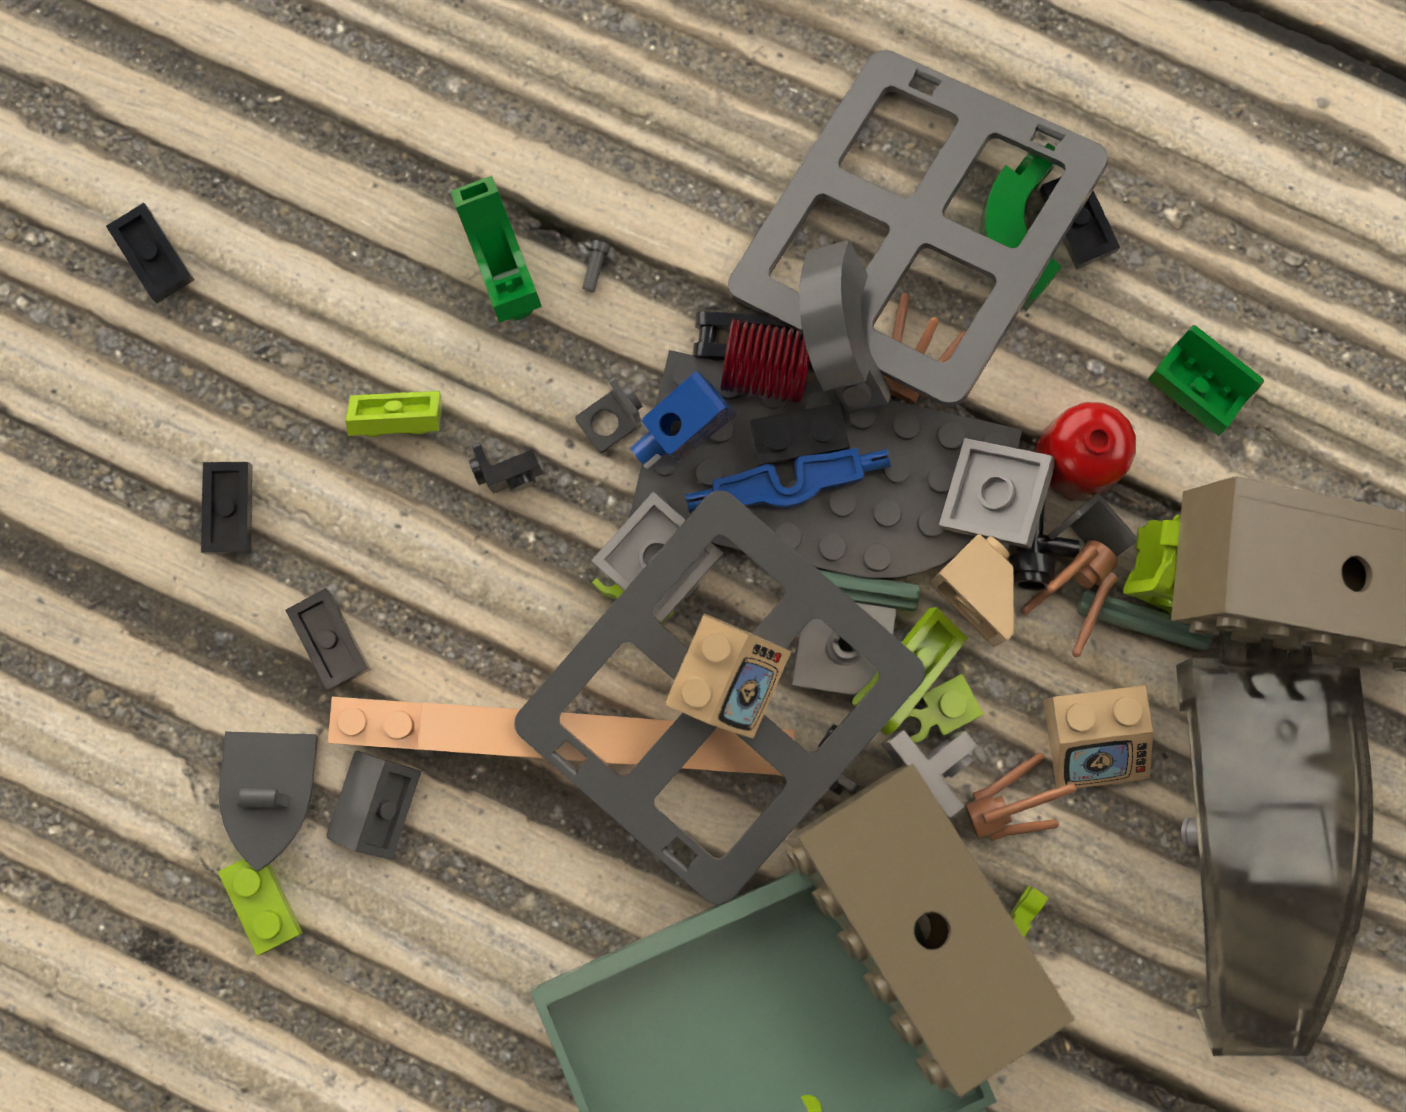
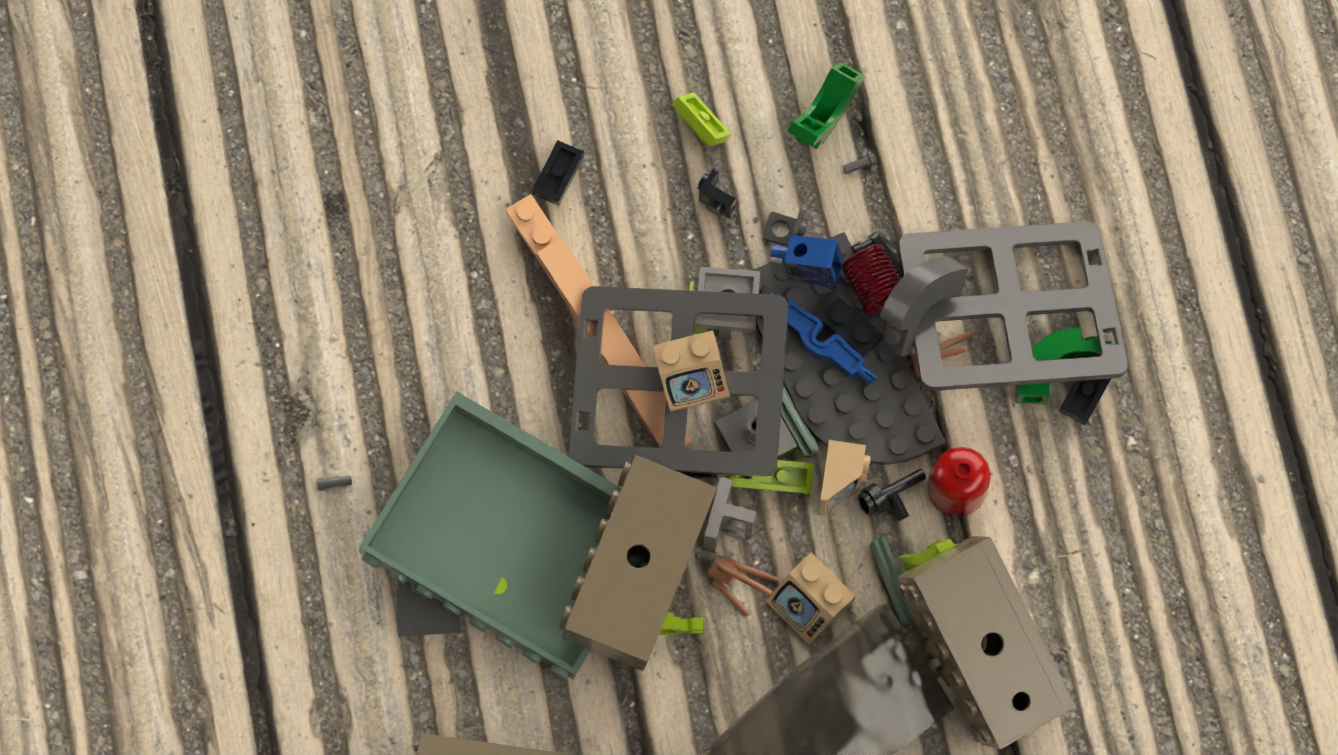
camera: 50 degrees right, 10 degrees down
(226, 508) = (587, 74): black plate -> none
(260, 905) = (397, 238): lime plate -> none
(265, 791) = (457, 199): dark grey shield -> none
(373, 805) = (490, 257): dark grey panel -> none
(946, 707) = (768, 509): lime plate -> none
(997, 493) = (897, 447): light grey bracket -> none
(1089, 567) = (898, 528): nougat plant -> none
(1100, 523) = (924, 517): dark grey bracket -> none
(1205, 379) = (1049, 519): green bracket -> none

